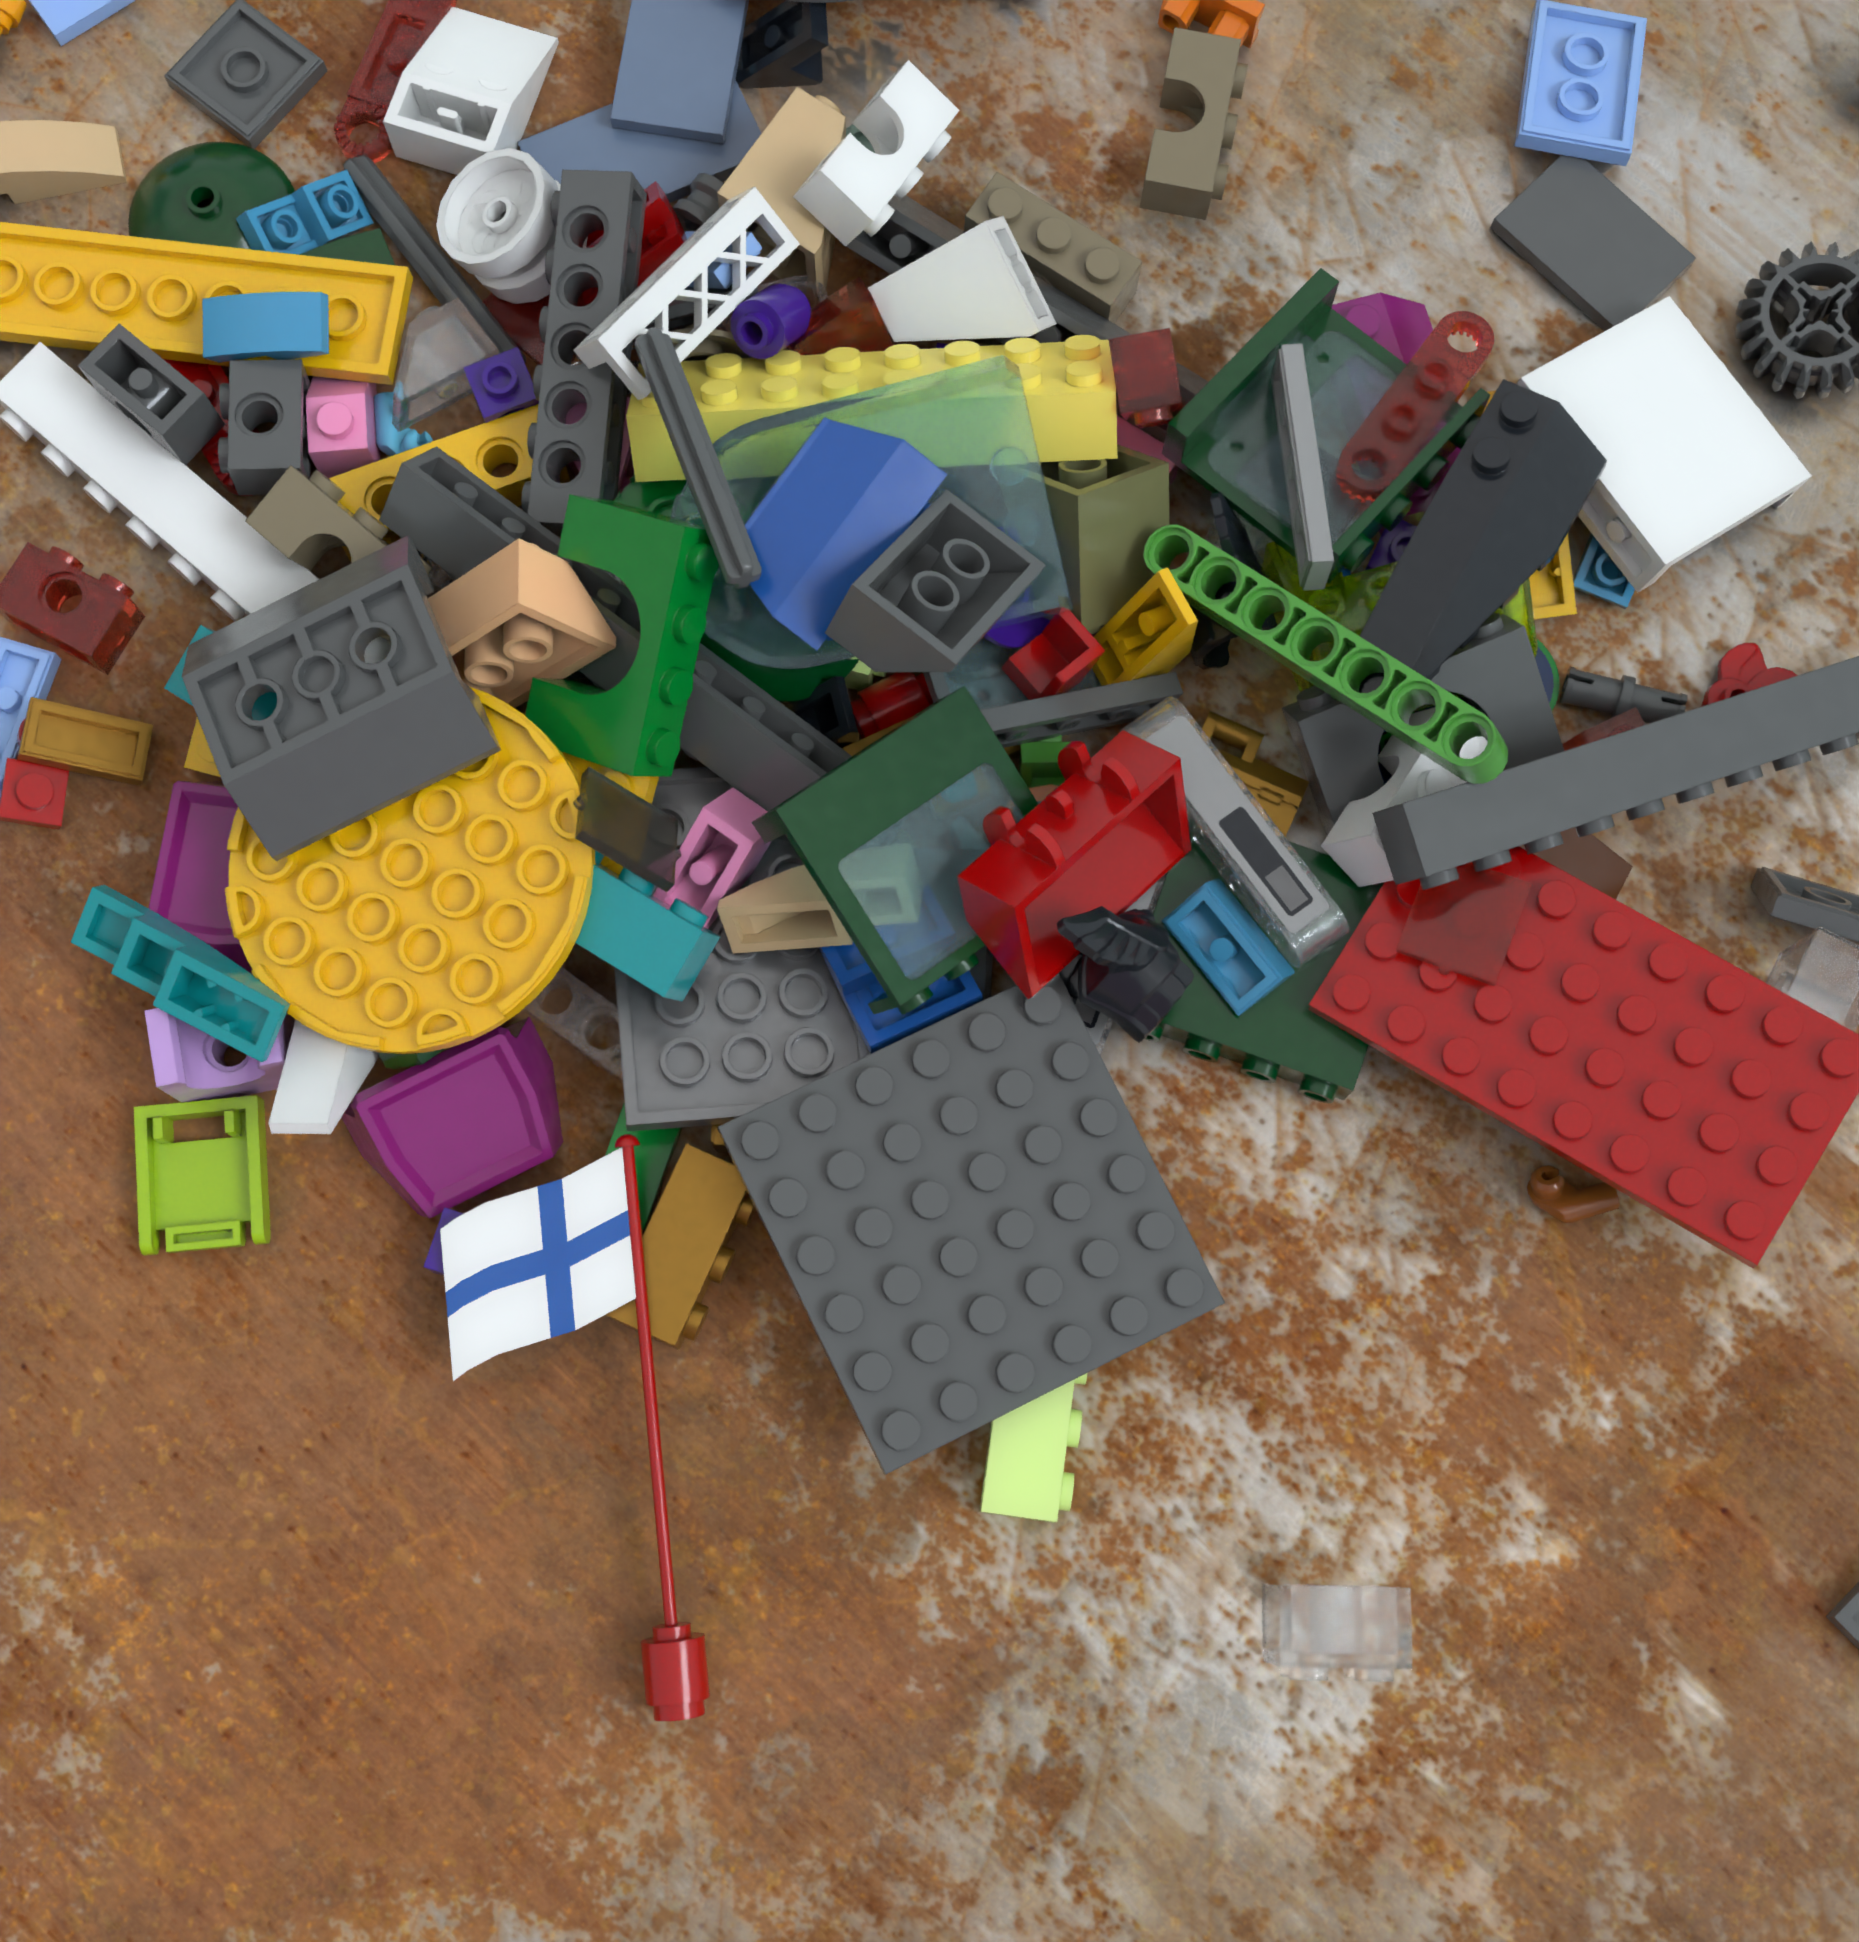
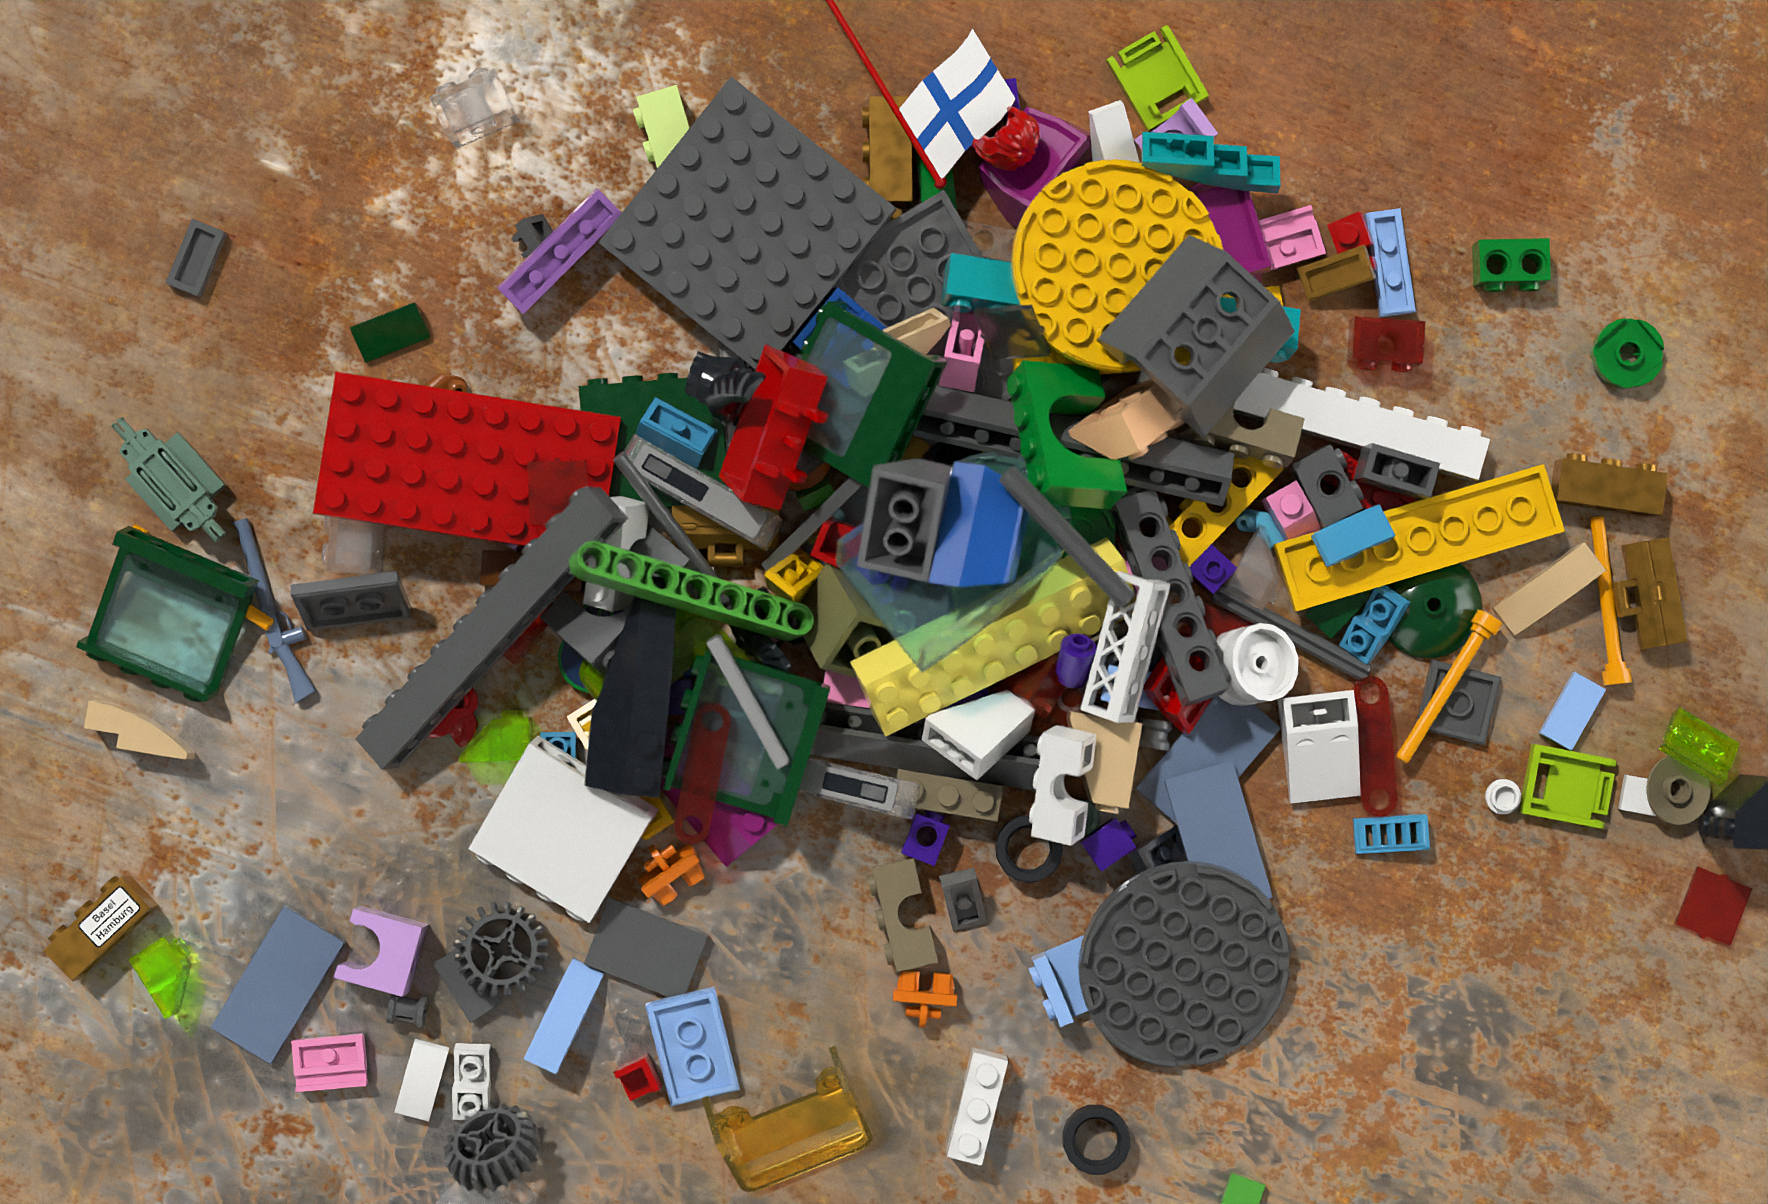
camera: 160 degrees right, 10 degrees up
(119, 828) = (1292, 237): none -> bright pink plate
(153, 144) = (1483, 627): none -> light orange piece
(481, 1153) = (1012, 143): none -> red hair
(846, 79) = (1109, 842): none -> dark purple brick
(972, 176) = (1013, 870): none -> black tyre
(1093, 116) = (963, 899): none -> flat silver slope
(1120, 191) = (921, 852): none -> dark purple brick
(1146, 377) = (854, 714): clear red brick -> none
(1174, 289) = (860, 788): none -> beam
(1262, 691) = (666, 519): none -> dark grey bar
(1292, 1320) = (559, 251): none -> medium lavender fence
(1317, 1372) = (533, 232): none -> dark grey tile
(1520, 328) = (667, 866): none -> orange hips
(1619, 696) = (521, 678): dark grey pin -> none
(1619, 1325) = (390, 332): none -> dark green slope
(1676, 76) = (639, 1077): none -> red panel
(1693, 616) = (501, 739): none -> clear neon green slope
(1759, 193) = (564, 1016): none -> light blue slope

